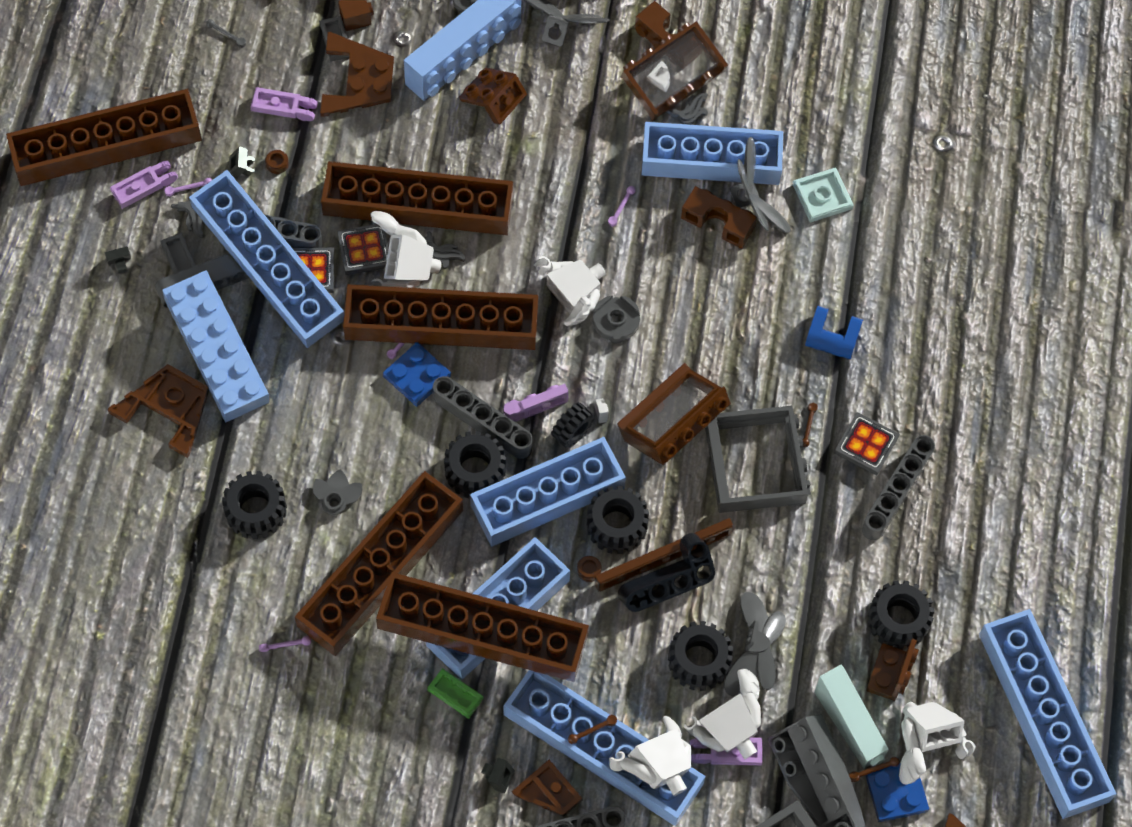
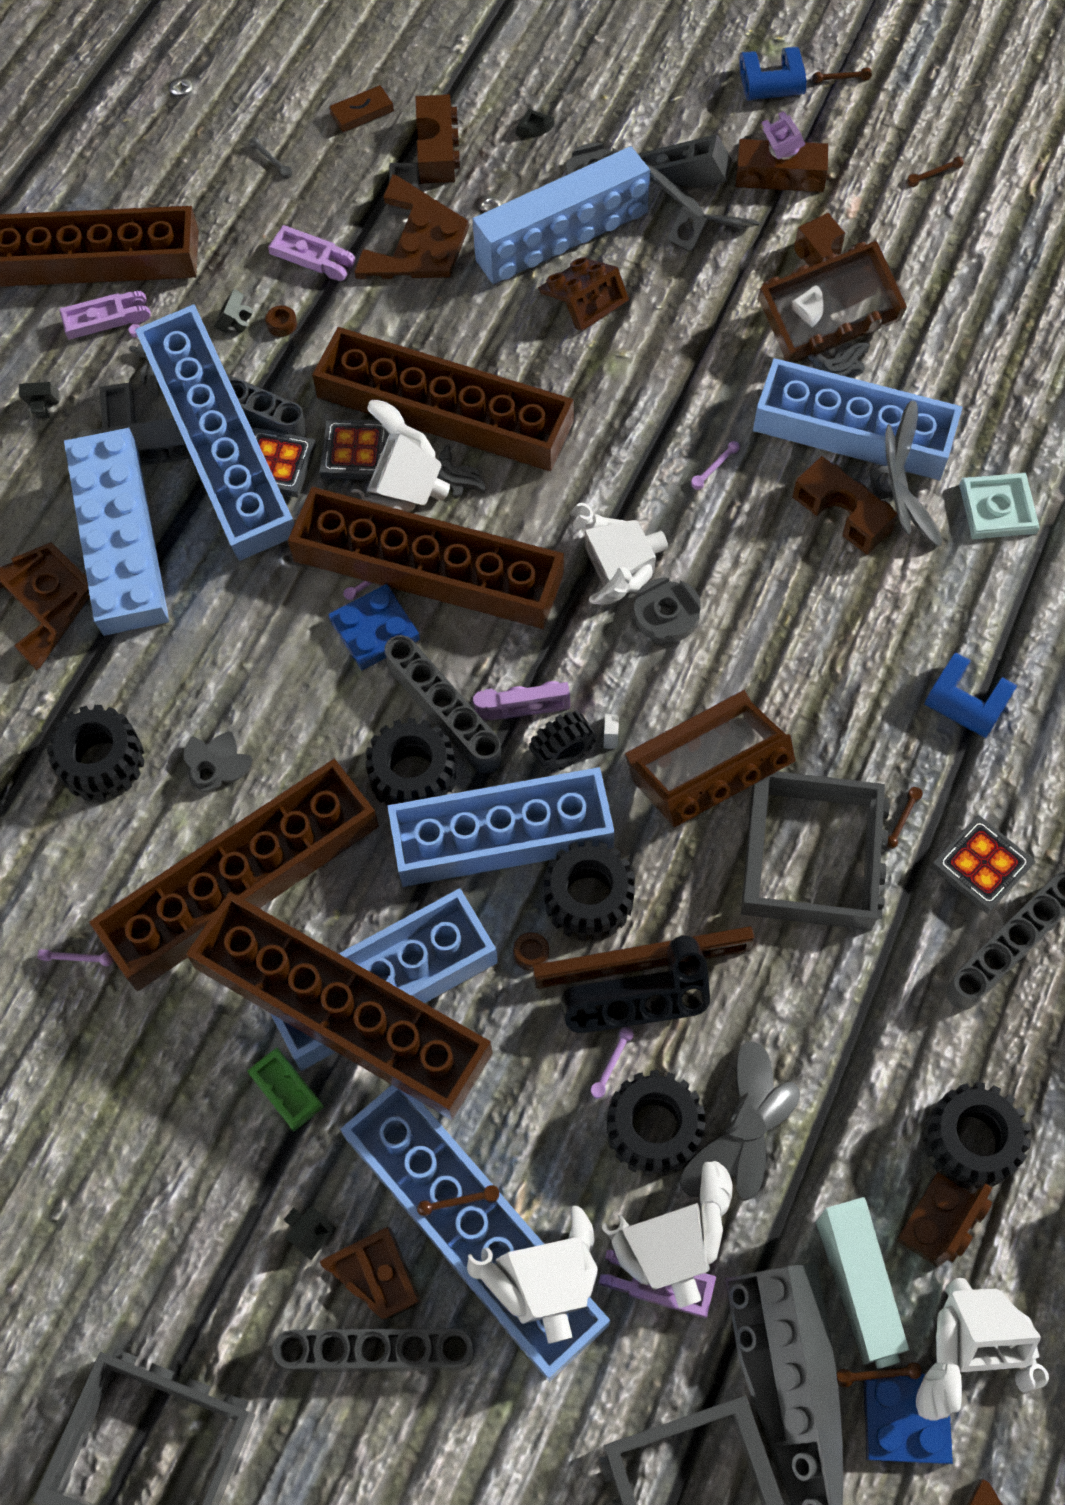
camera: 20 degrees right, 0 degrees up
(657, 645) = (598, 1089): none -> lavender hinge

